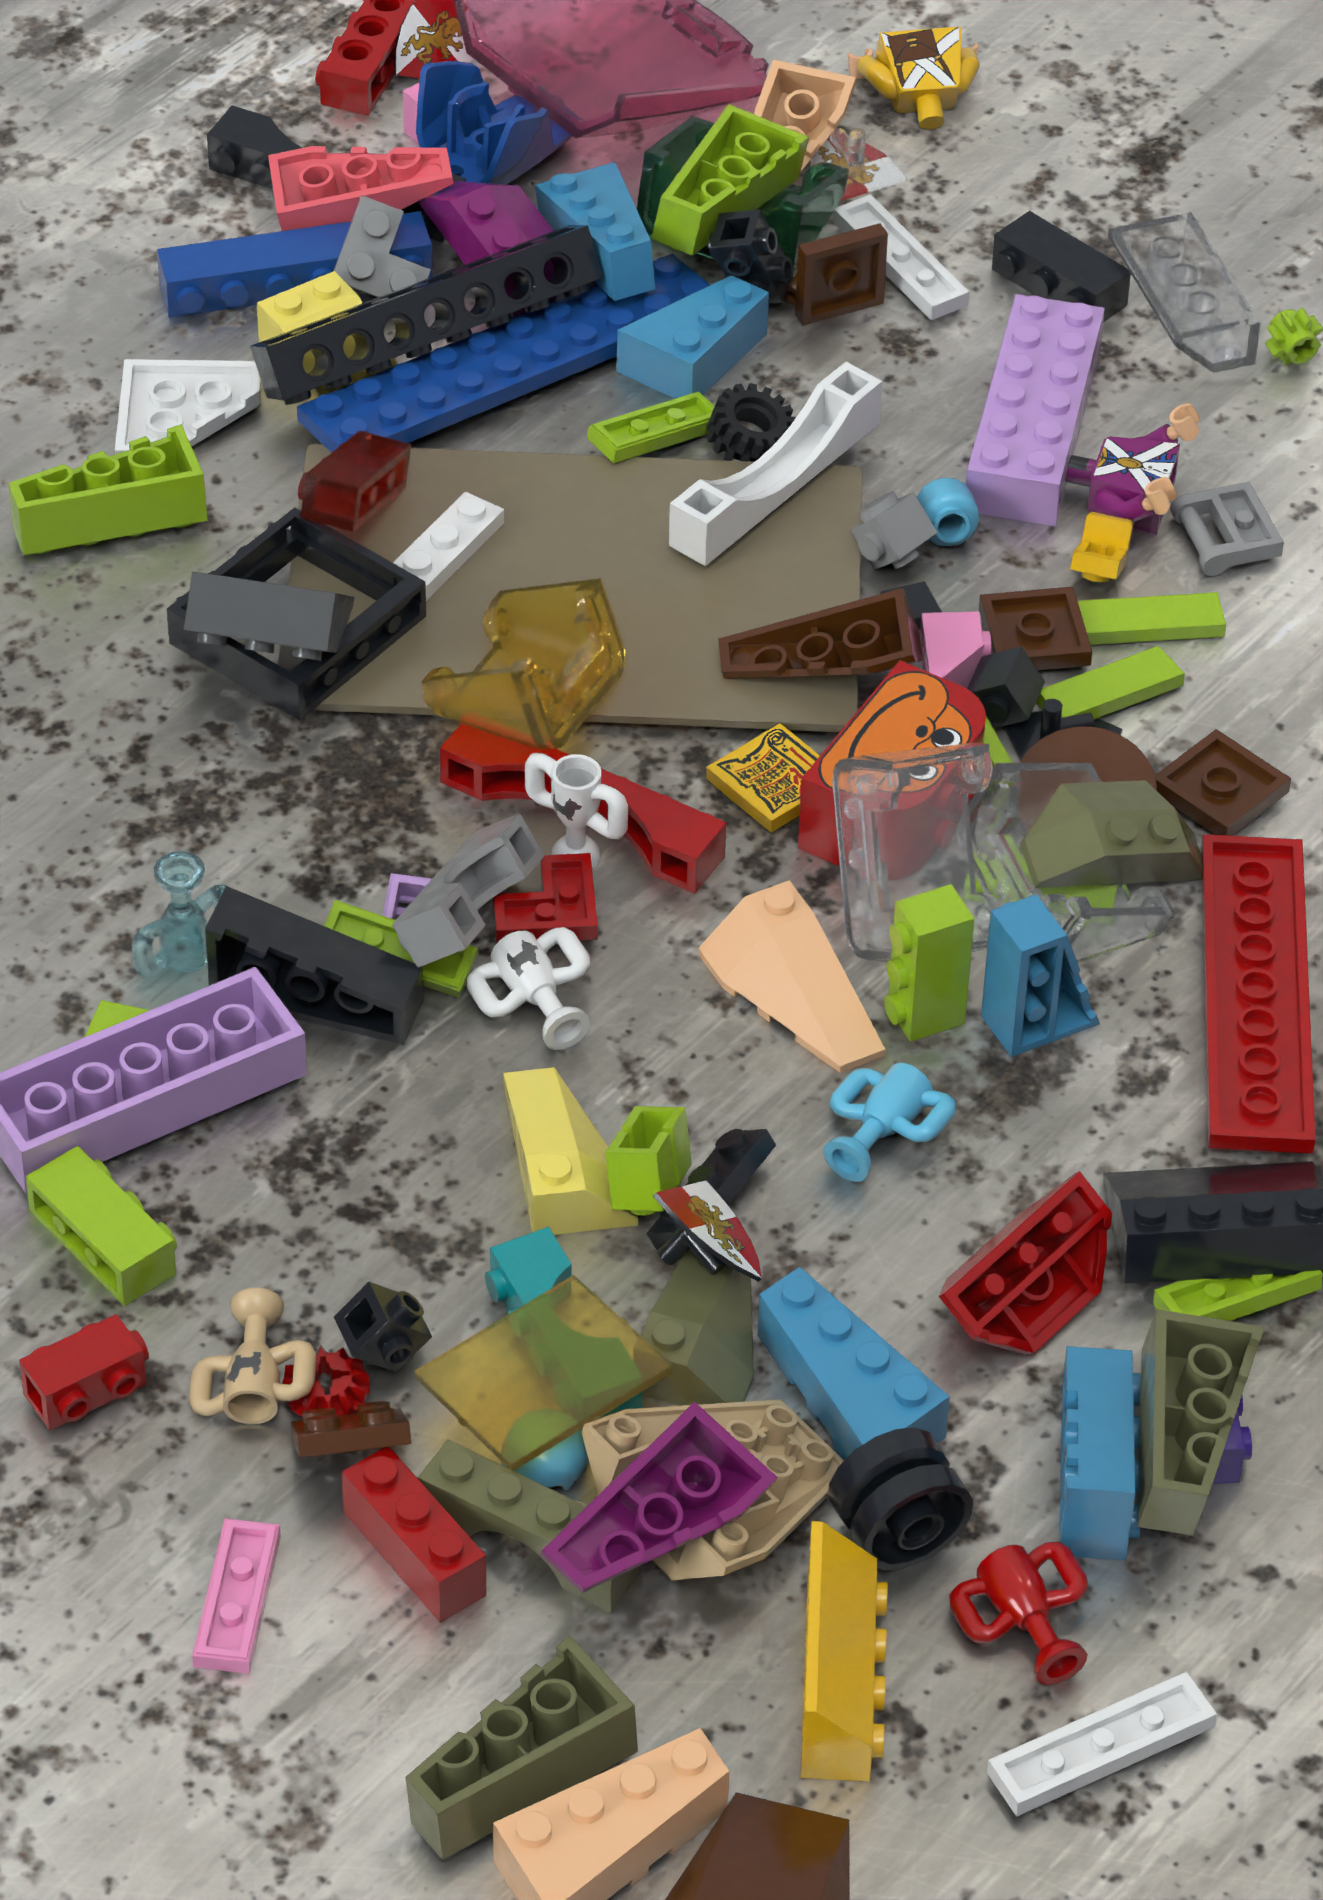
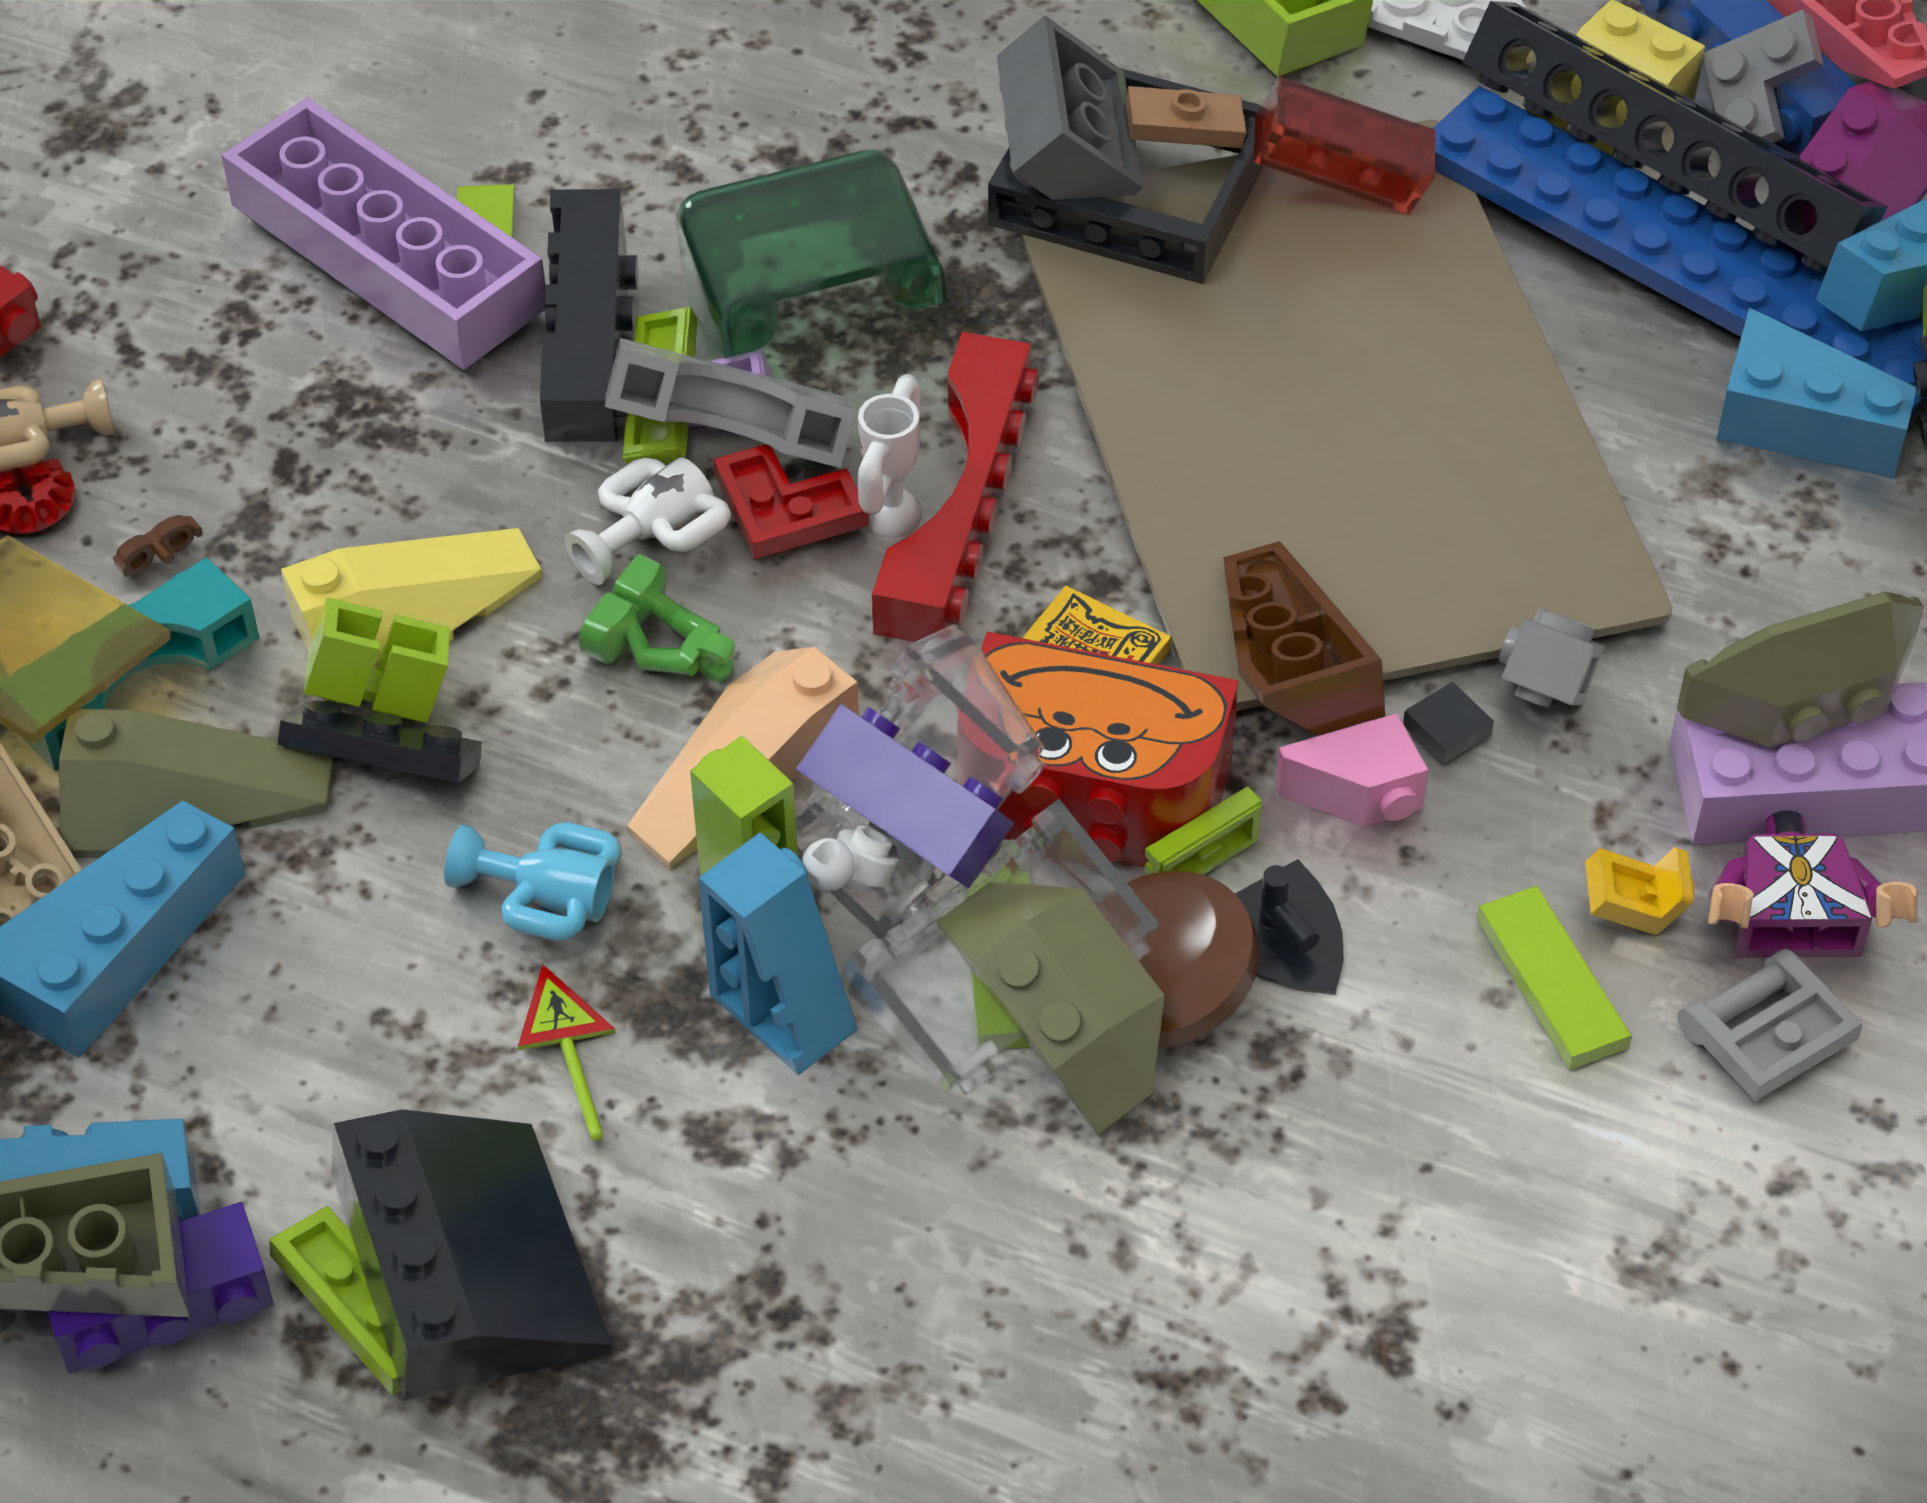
camera: 75 degrees right, 5 degrees up
(102, 1224) = (187, 262): lime brick -> none
(182, 922) = (611, 143): clear light blue piece -> none
(291, 551) = (1185, 117): none -> medium nougat plate
(319, 815) = (799, 236): none -> clear green windscreen
(383, 1326) = (66, 501): black brick -> none
(433, 1315) = (163, 540): none -> reddish brown piece
(451, 540) = (1316, 266): white plate -> none
(546, 669) = (1101, 385): clear yellow windscreen -> none
(634, 1011) = (635, 598): none -> bright green piece
(652, 427) = (1636, 404): lime tile -> none
(707, 1230) = (268, 729): shield -> none
(721, 511) = (1700, 545): white arch -> none
(749, 407) = (1687, 456): black tyre -> none
(949, 847) = (907, 793): none -> brick
(950, 510) = (1626, 712): medium azure head -> none
(987, 891) = (860, 860): none -> white piece
(1002, 384) = (1806, 672): none -> olive wedge
(1007, 686) = (1315, 834): black brick -> none
(1013, 1142) = (562, 1017): none -> piece
(1034, 1270) = (294, 1060): red wedge -> none
(1041, 622) = (1458, 852): reddish brown plate -> none
(1116, 684) = (1397, 958): lime tile -> none
(1221, 784) = (1258, 1110): reddish brown plate -> none
(1256, 995) = (889, 1222): red plate -> none

